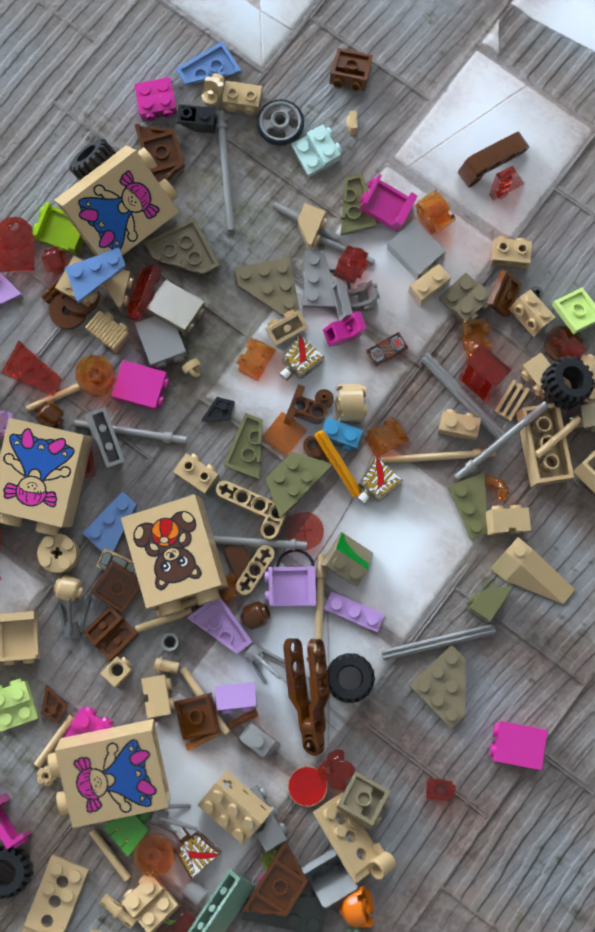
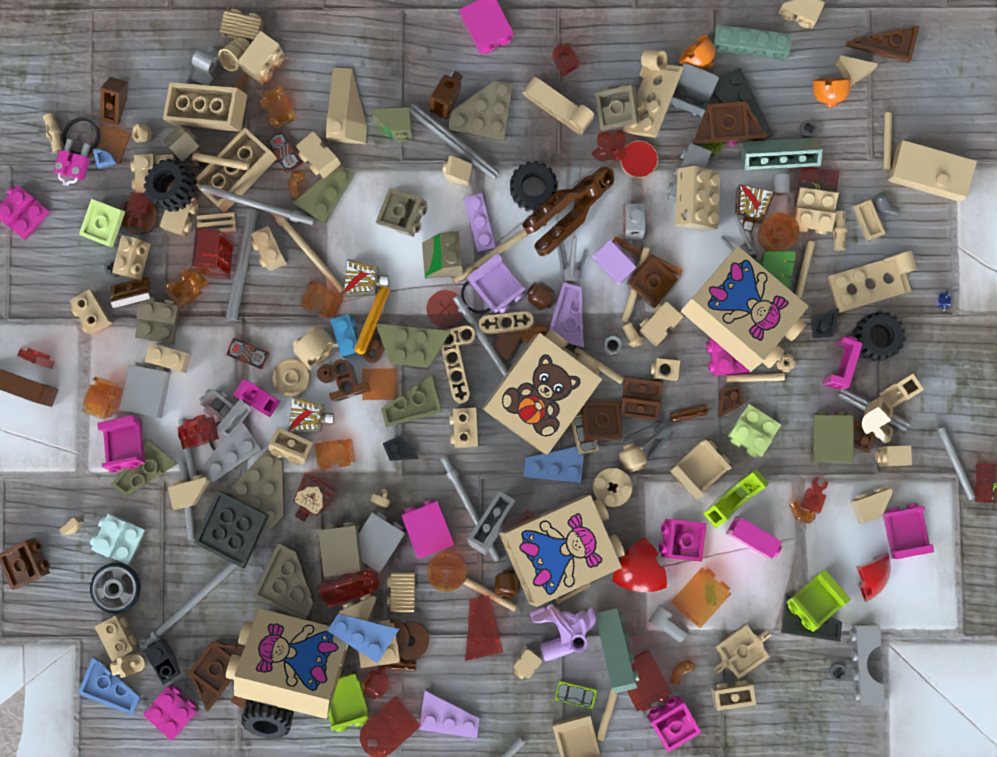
camera: 130 degrees left, 5 degrees up
(51, 834) = (824, 325): none -> black piece
(68, 663) = (688, 413): none -> reddish brown axle
(235, 317) = (312, 496): none -> torso
(257, 237) = (231, 529): none -> pearl dark grey plate
(342, 368) = (291, 377): none -> tan tile
(403, 752) = (558, 106): none -> tan beam
(409, 554) = (402, 212): none -> dark tan plate
(409, 624) = (457, 171): none -> tan slope
(479, 657) = (446, 94): none -> reddish brown torso
(532, 497) = (284, 152): none -> tile
(572, 519) = (278, 106): none -> clear orange cylinder

